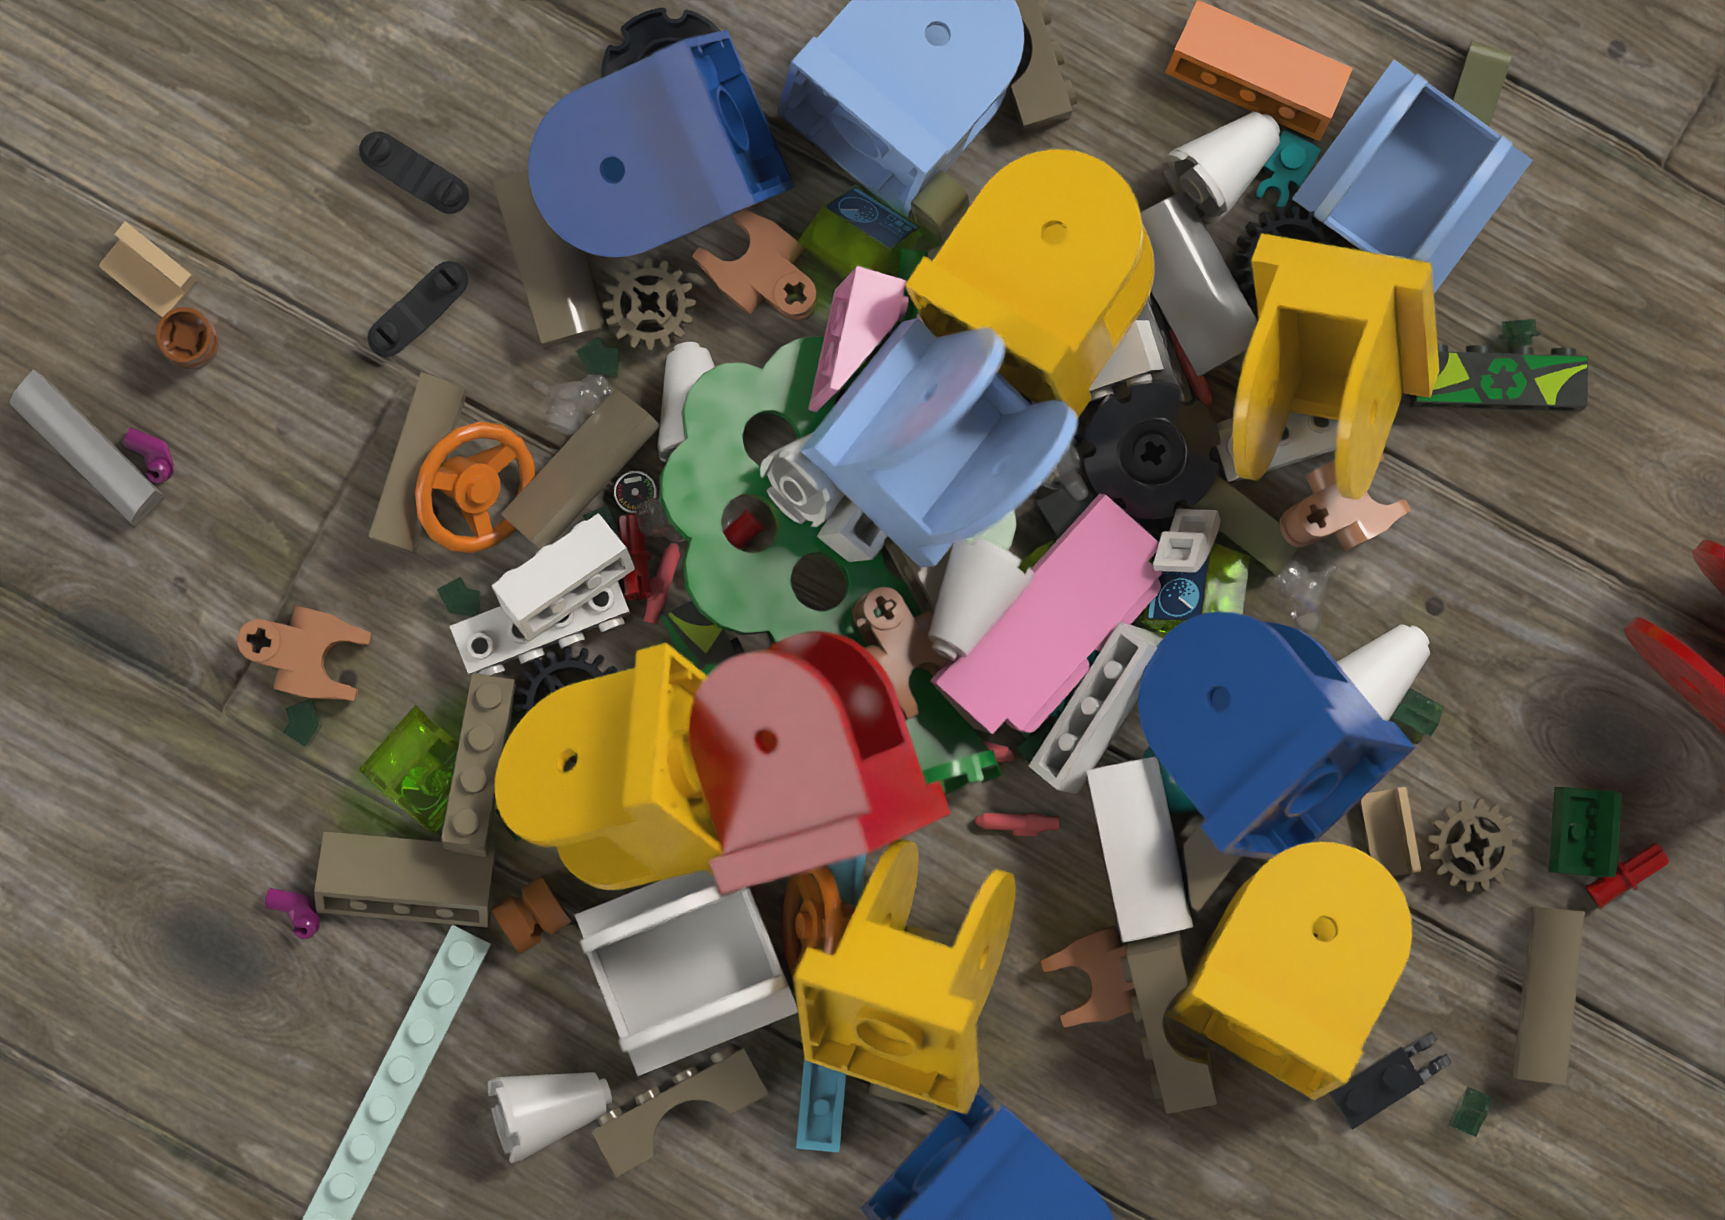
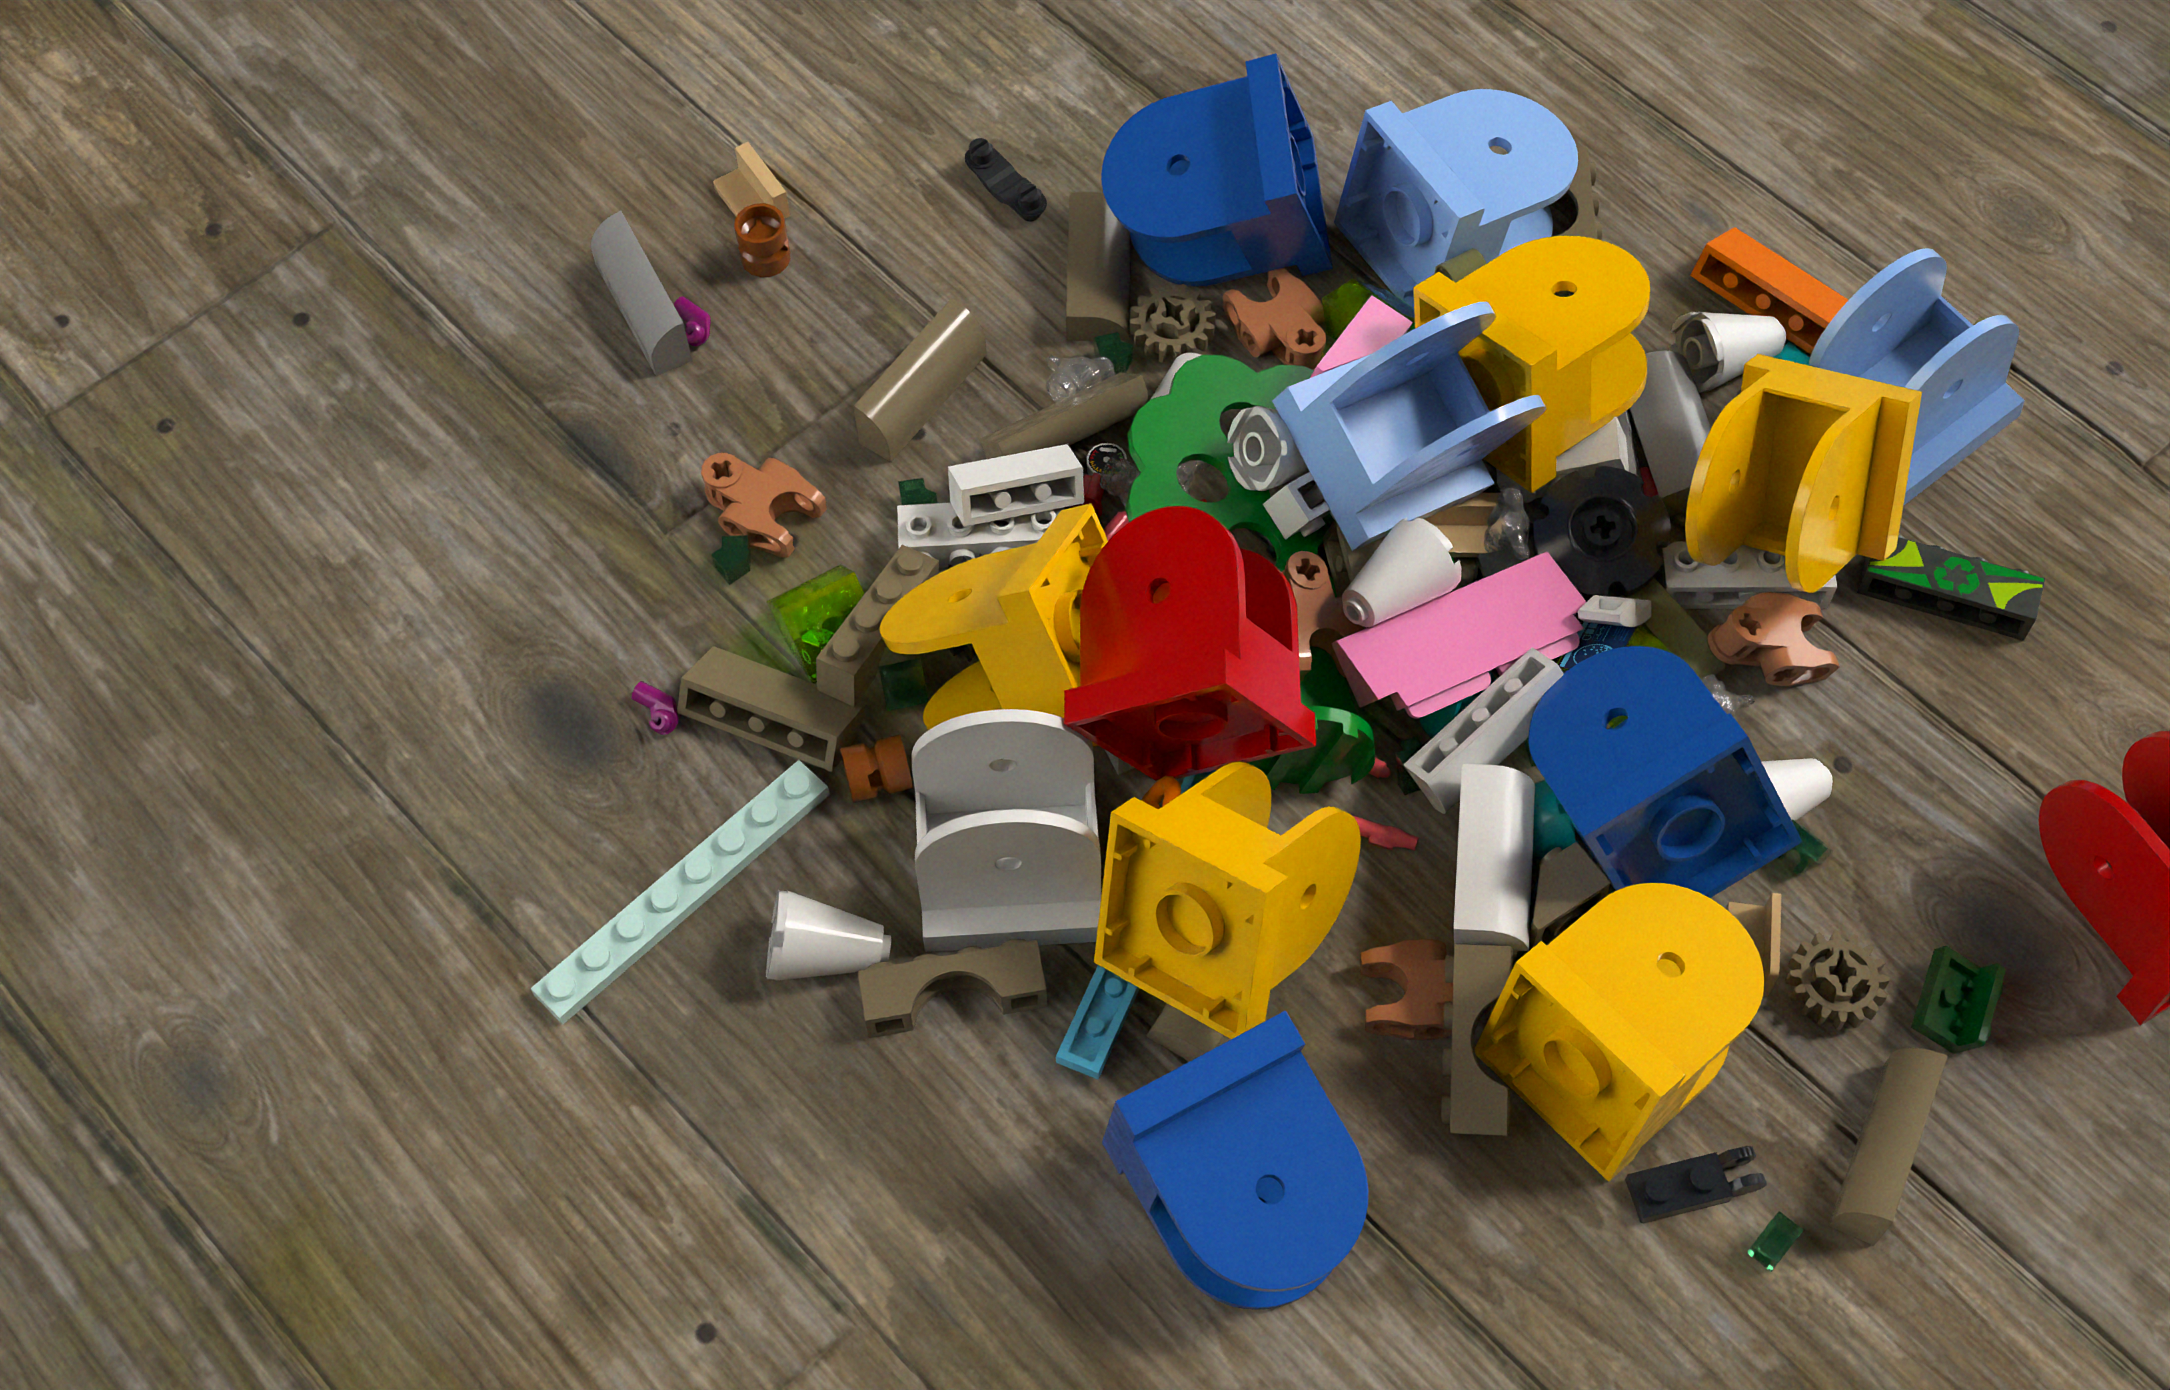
camera: 25 degrees right, 25 degrees down
(418, 309) = (970, 278): black piece -> none
(471, 483) = (959, 405): orange piece -> none
(1519, 332) = (1980, 547): clear green plate -> none
(1628, 875) = (1994, 1057): red axle -> none

